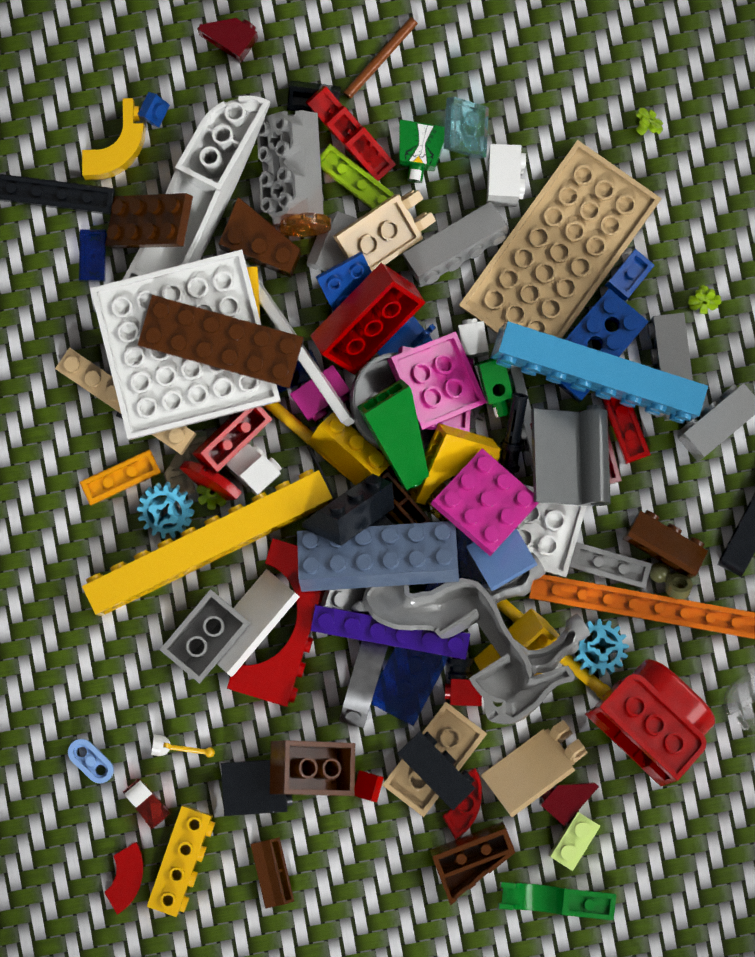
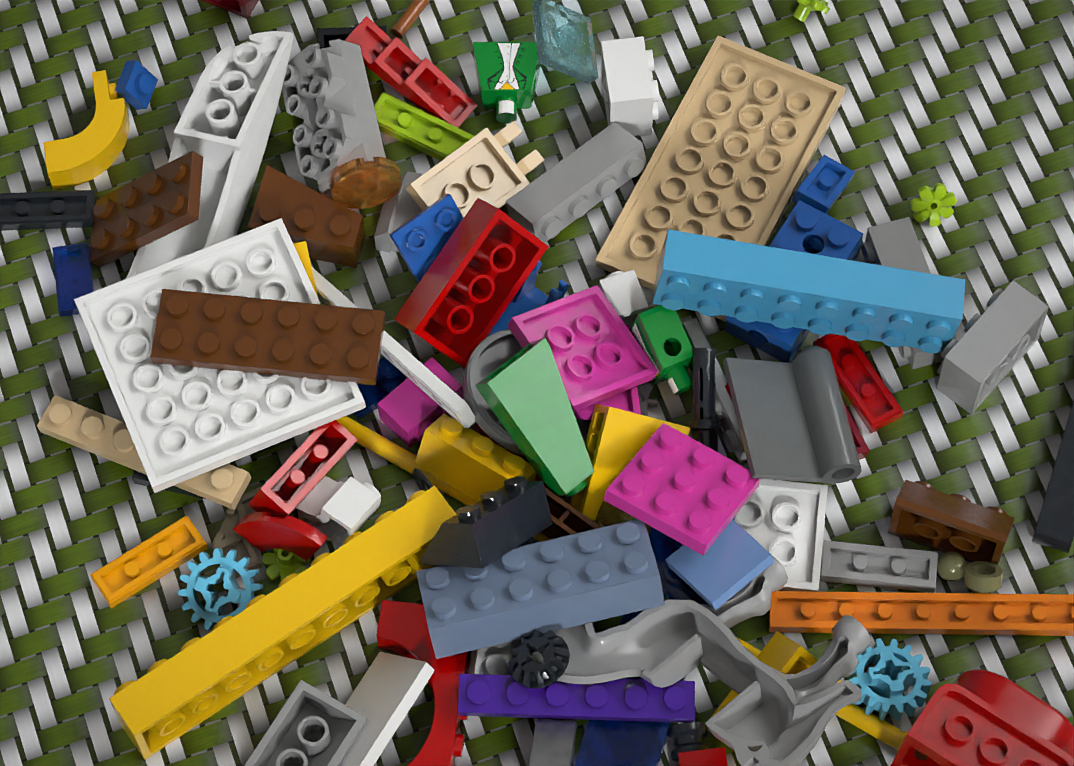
camera: 10 degrees left, 20 degrees down
(379, 609) = (529, 672): none -> black gear

